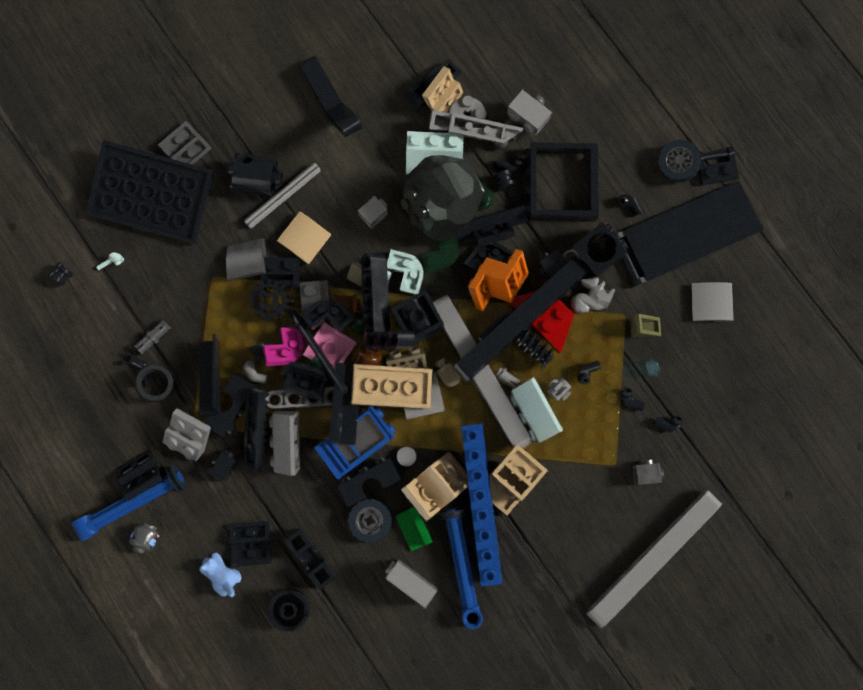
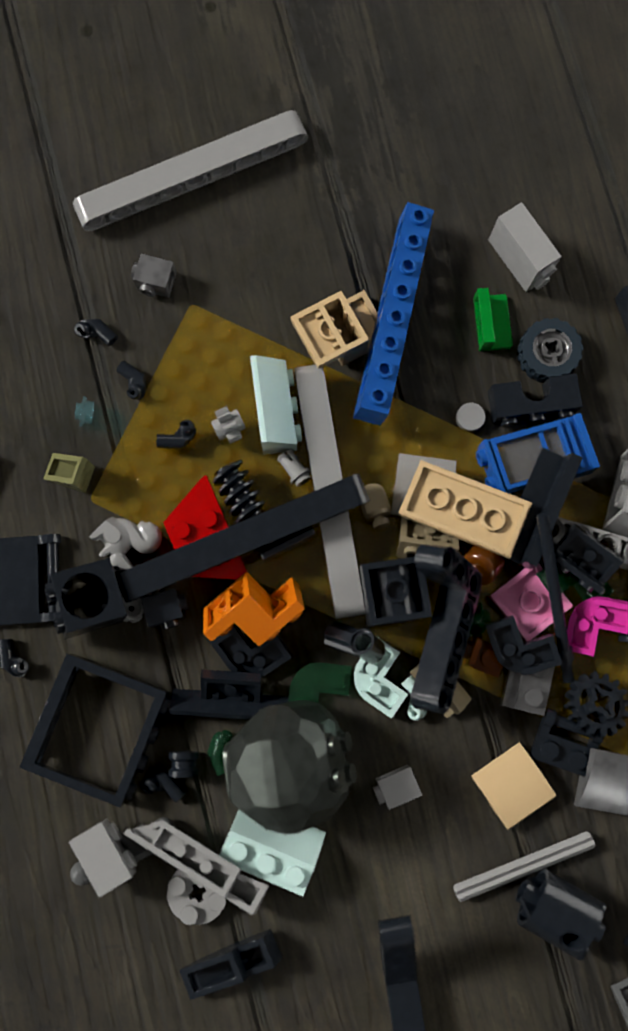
camera: 160 degrees left, 0 degrees up
(431, 284) = (353, 642): none -> black piece
(437, 486) = (446, 358): tan bracket -> none
(442, 91) = (223, 942): tan slope -> none
(462, 565) = (438, 310): blue piece -> none

